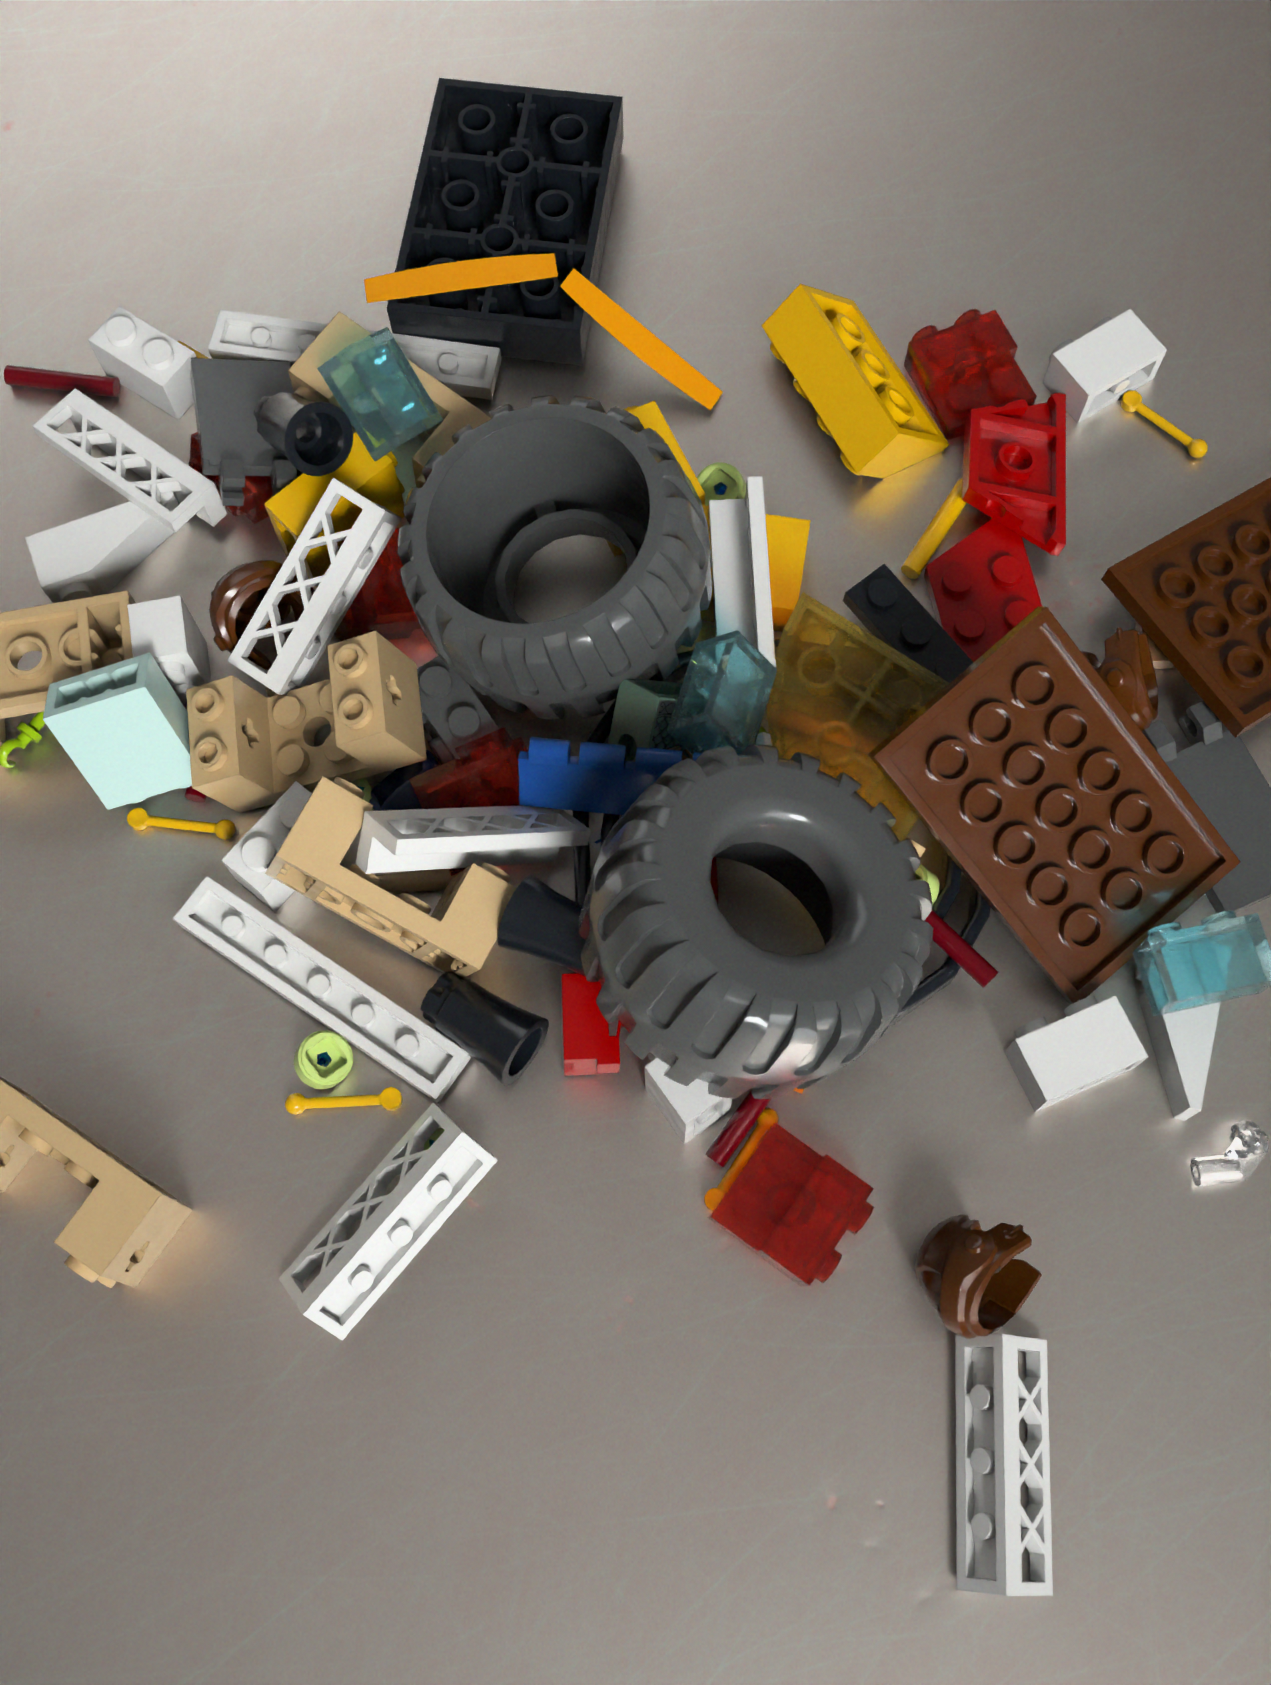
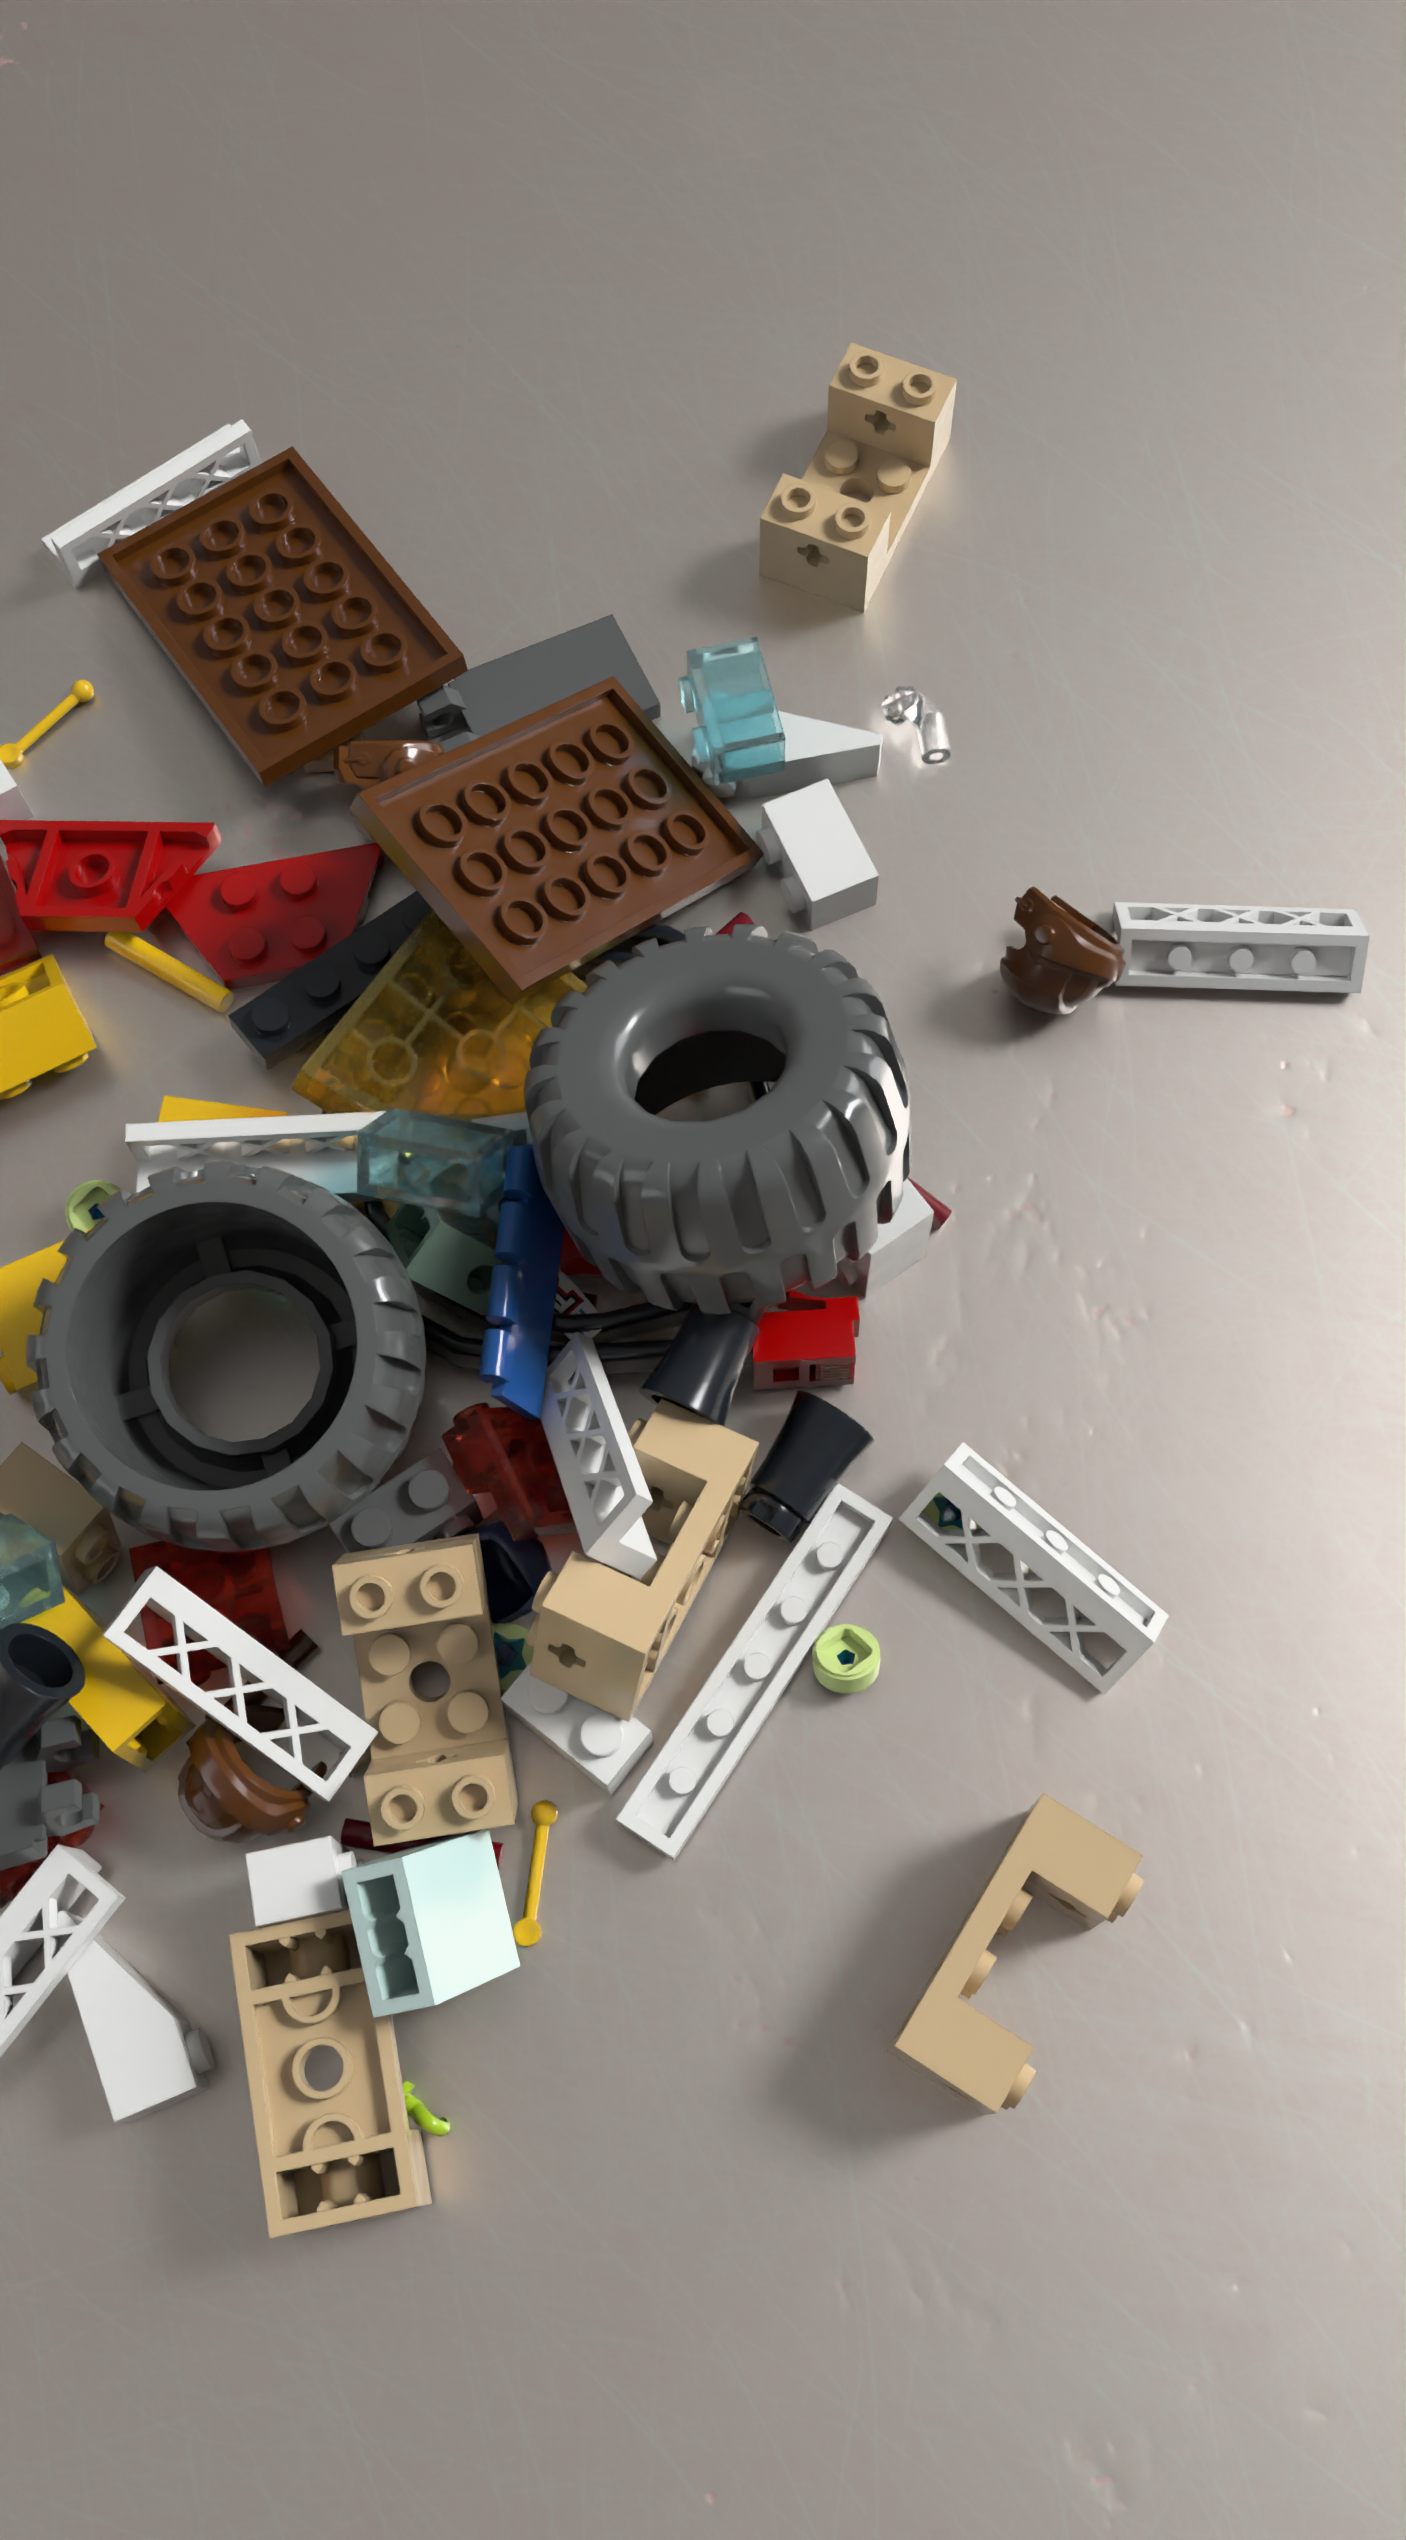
camera: 90 degrees left, 0 degrees up
(389, 1098) = (887, 1584): yellow hinge -> none
(764, 1122) = (984, 1220): hinge -> none
(793, 1206) = (995, 1135): clear red plate -> none

